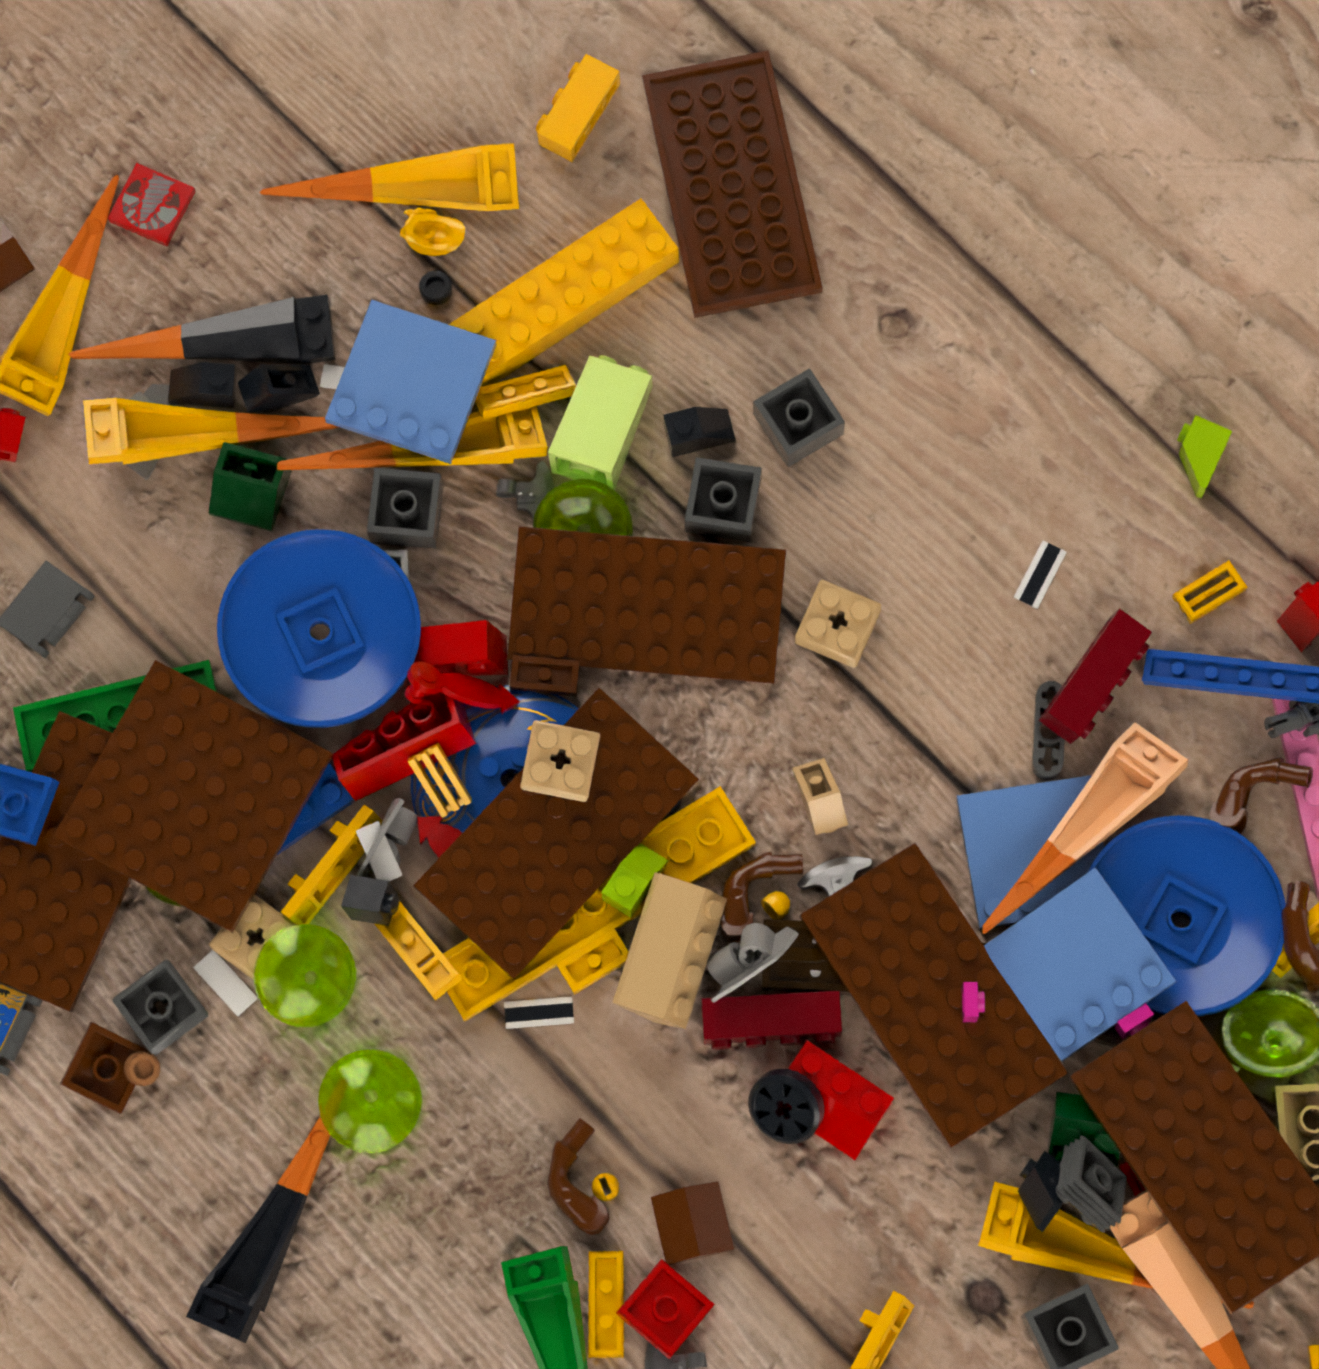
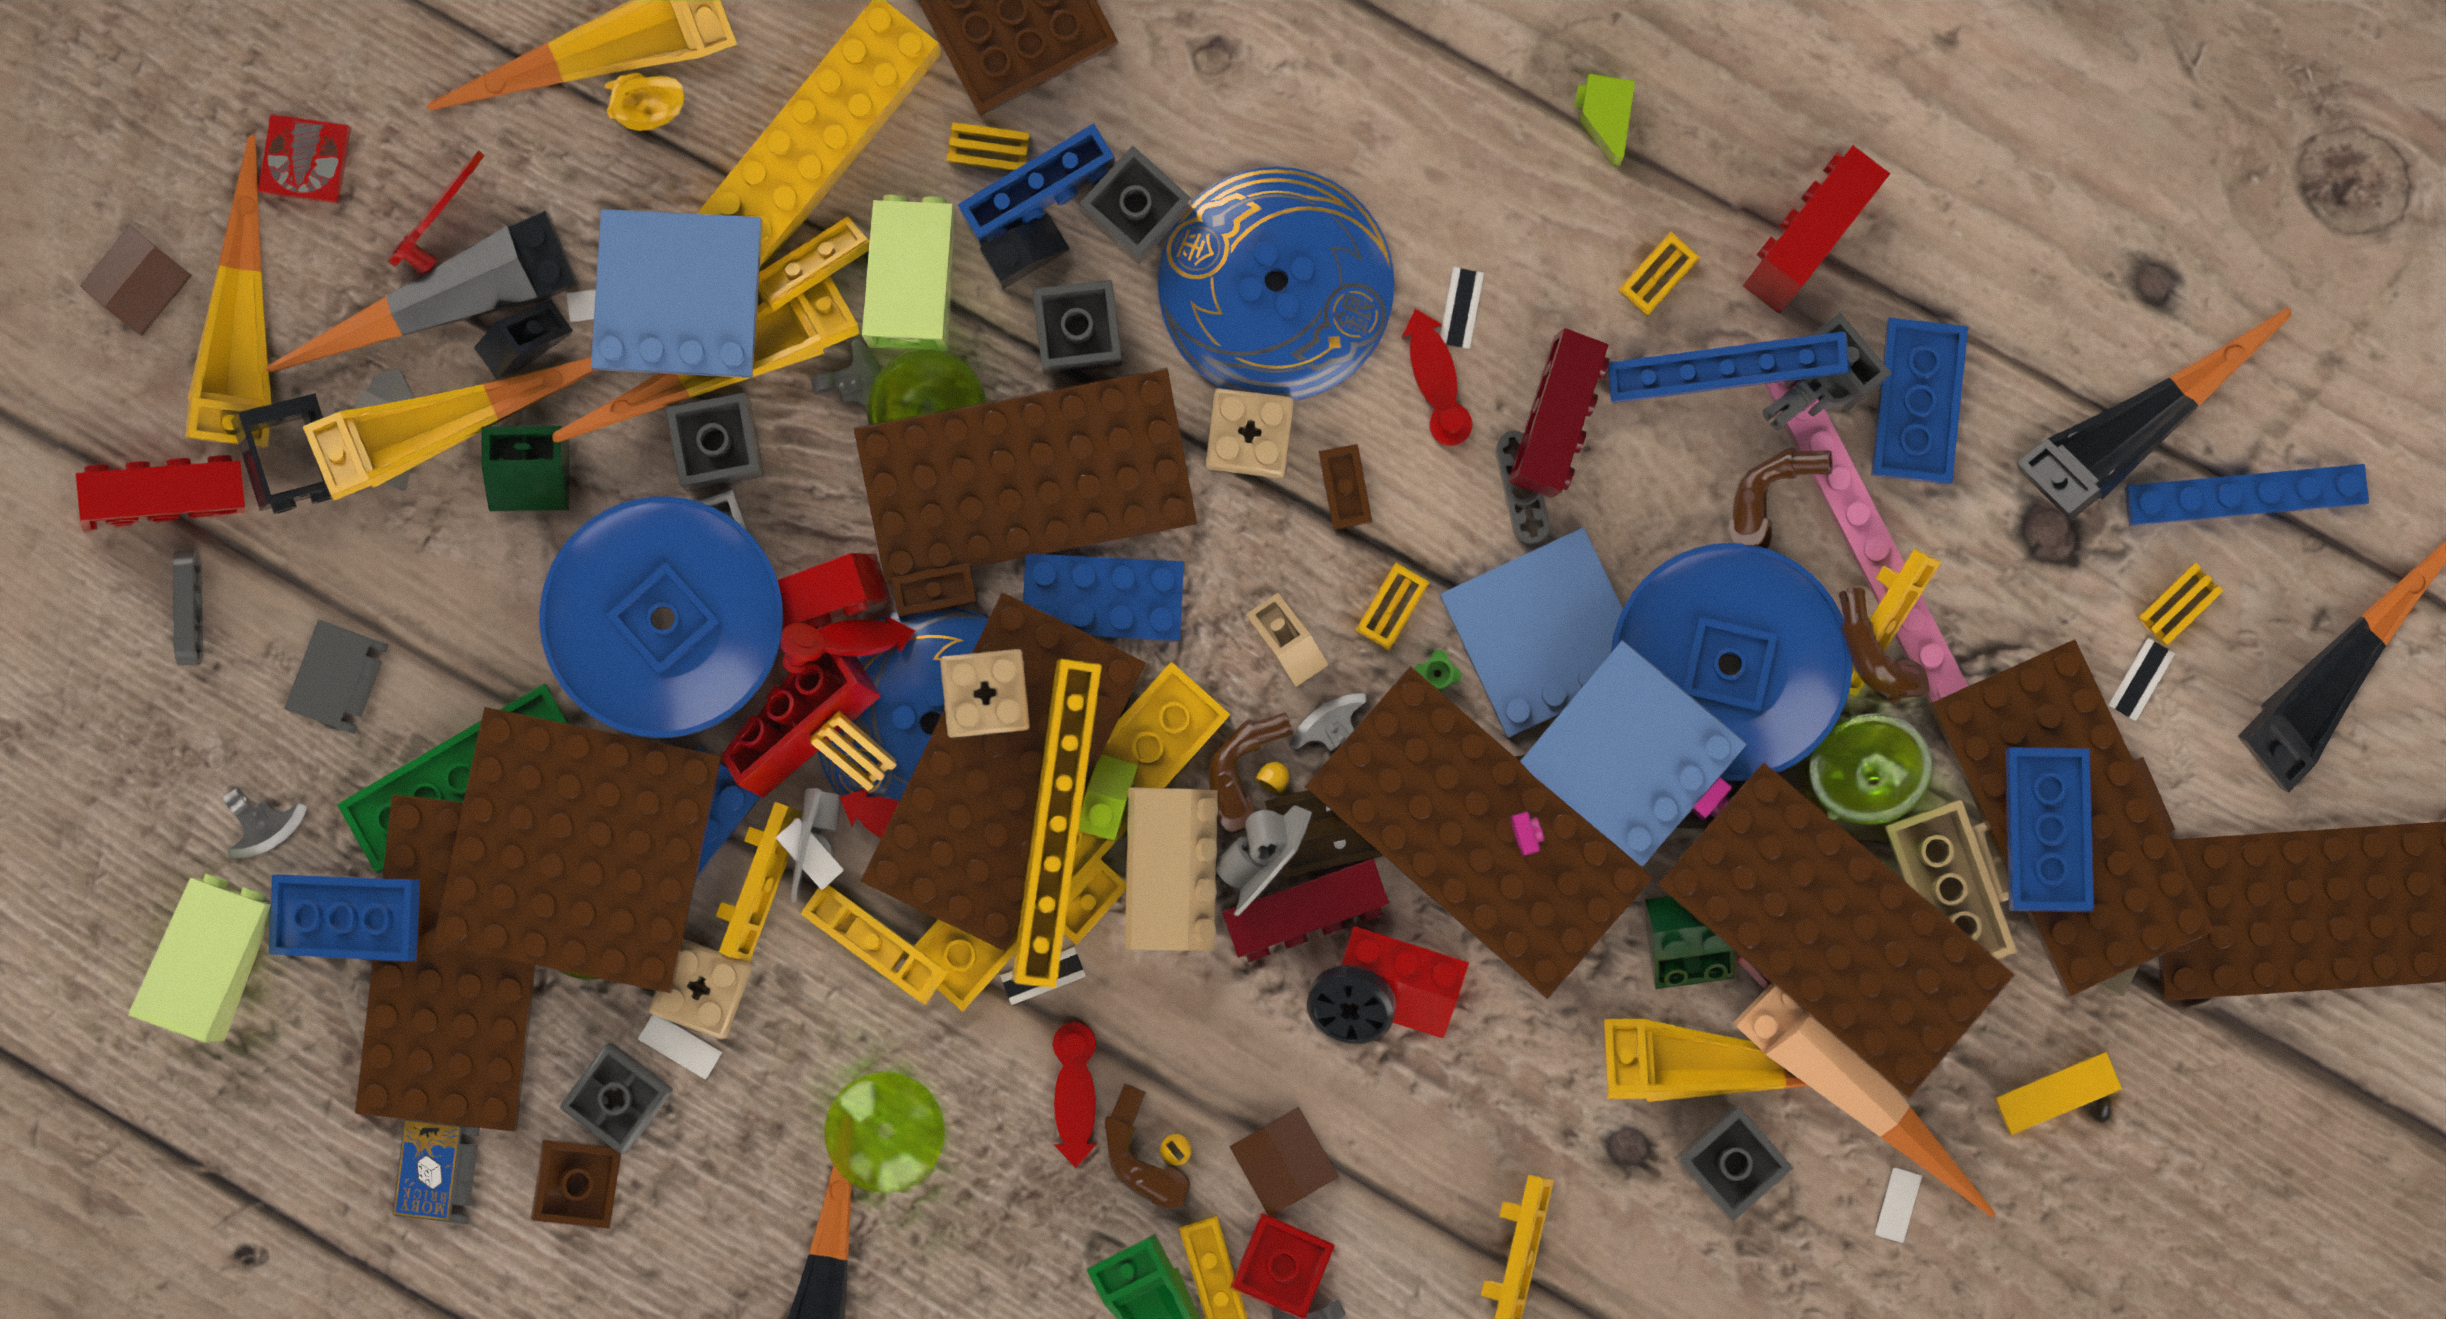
camera: 20 degrees left, 10 degrees up
(60, 389) = (268, 416): none -> black window
(142, 1068) = (617, 1172): medium nougat tile -> none
(203, 385) = (434, 361): black slope -> none
(210, 293) = (406, 248): none -> red brick
(282, 971) = (743, 1010): clear neon green dish -> none
(370, 900) = (817, 911): black brick -> none
(435, 287) = (668, 165): black tile -> none
(536, 1113) = (1074, 1090): none -> red brick
(586, 882) = (1056, 823): none -> yellow brick
(687, 720) = (1108, 594): none -> blue plate
(699, 332) = (987, 132): none -> yellow tile
(724, 379) = (1037, 185): none -> blue brick
(888, 558) = (1266, 339): none -> blue dish
(894, 814) = (1374, 635): none -> yellow tile
(903, 688) = (1345, 487): none -> reddish brown plate
(941, 851) = (1439, 662): none -> bright green plate
(1003, 626) = (1437, 380): none -> red brick
(1039, 1189) = (1664, 1013): black slope -> none
(1091, 1184) = (1714, 996): dark grey brick -> none
(1123, 785) = (1623, 531): light nougat plate -> none

